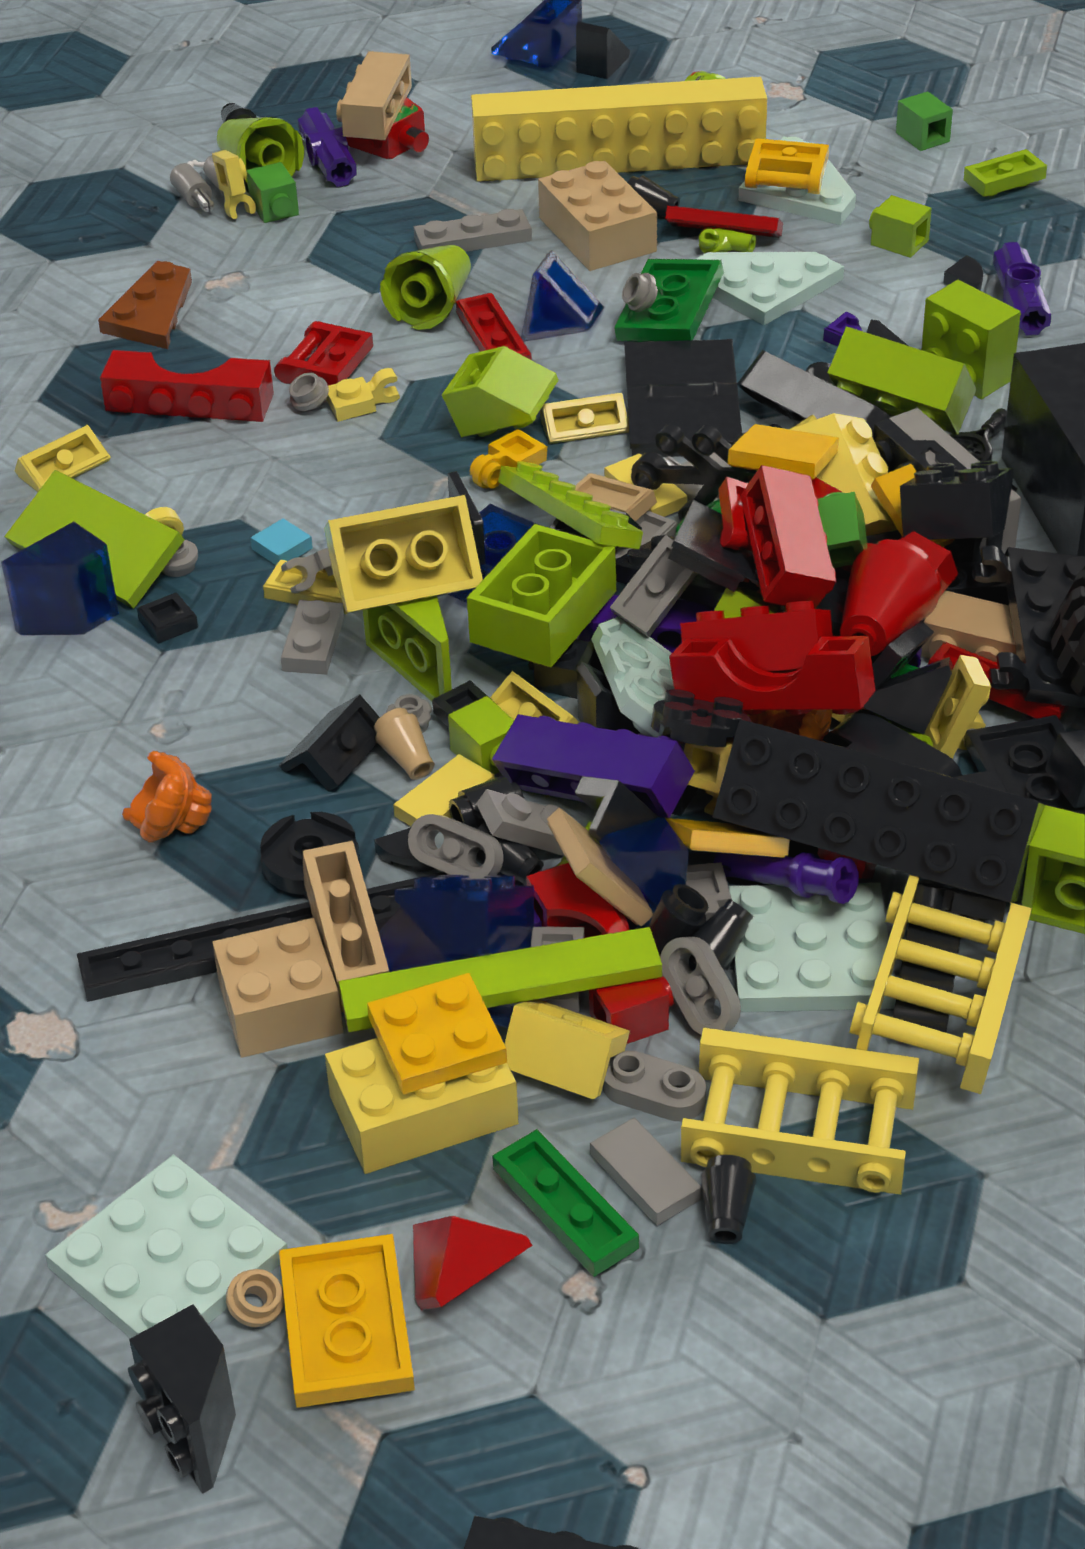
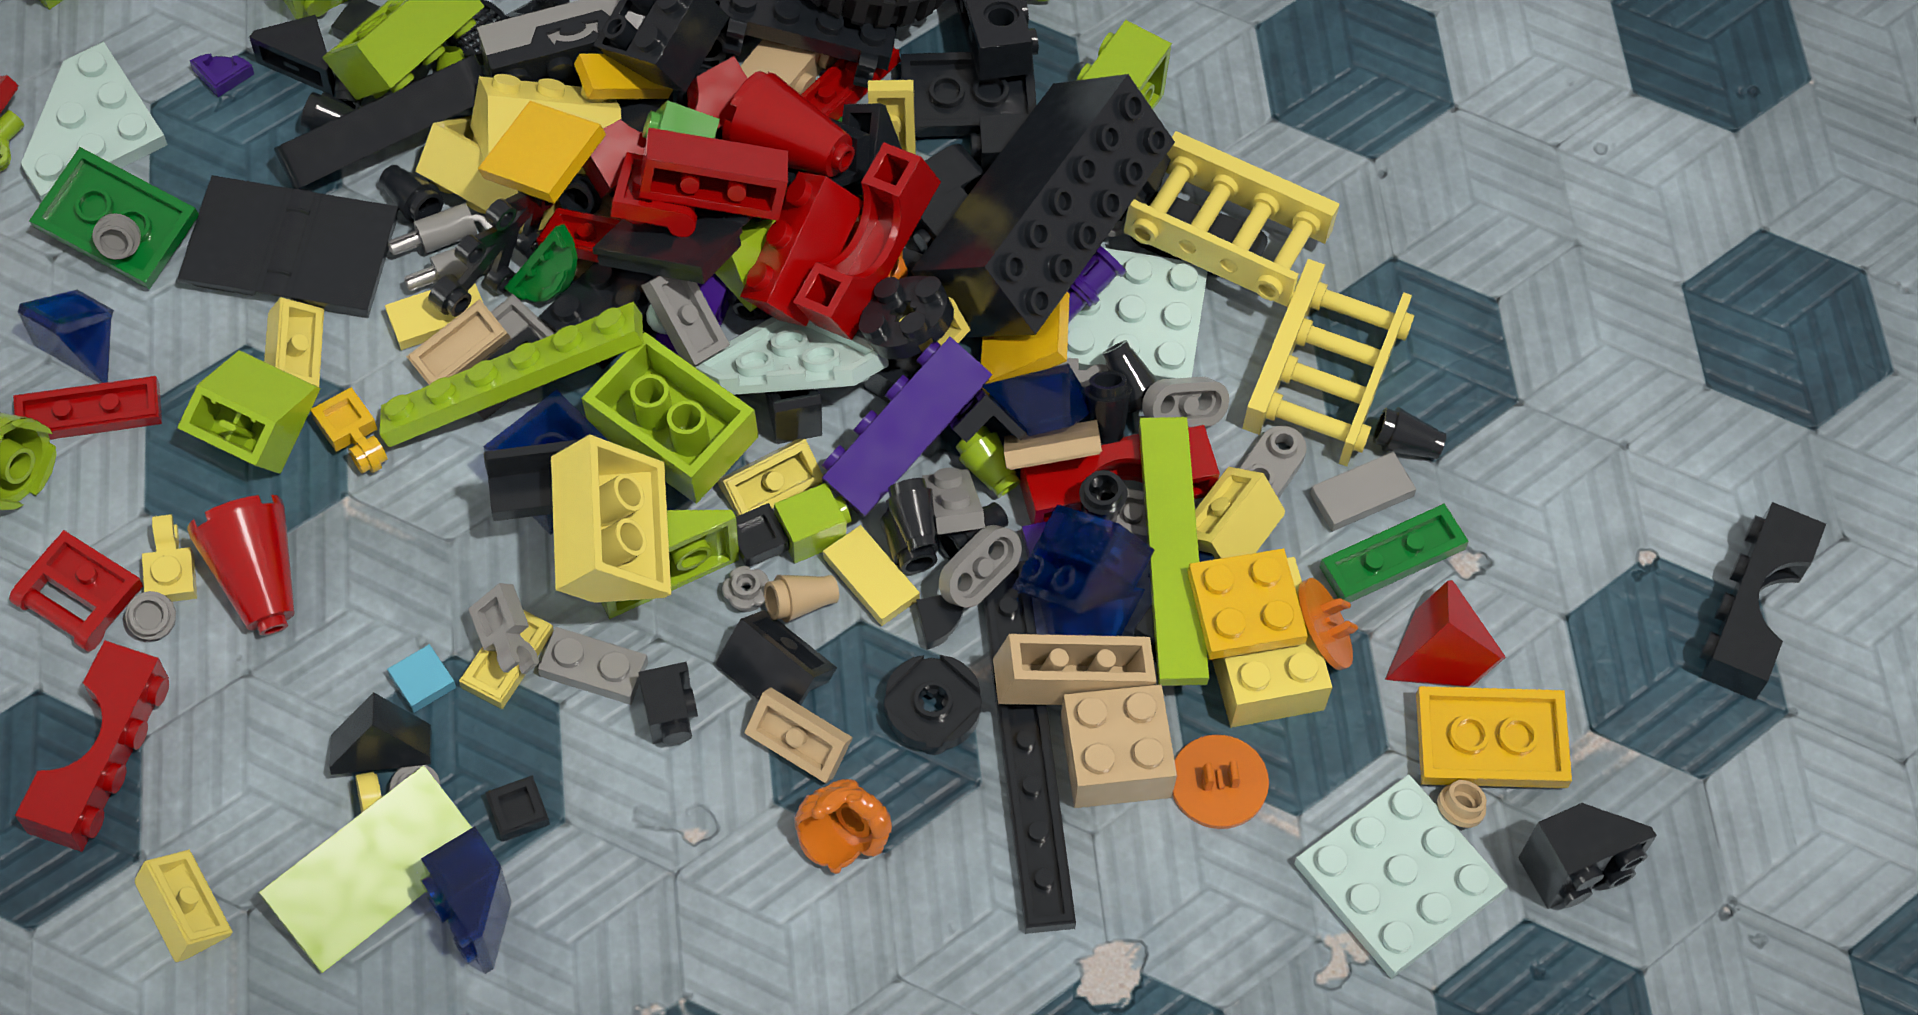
camera: 85 degrees left, 20 degrees up
(215, 524) = (379, 738): none -> black slope
(263, 1092) = (1220, 781): none -> orange piece
(264, 756) = (798, 735): none -> tan plate
(274, 677) = (668, 703): none -> black brick
(362, 420) = (250, 559): none -> red cone
(447, 1130) = (1326, 623): none -> orange piece
(496, 771) = (913, 513): none -> black cone
(540, 908) = (1103, 494): none -> black cone

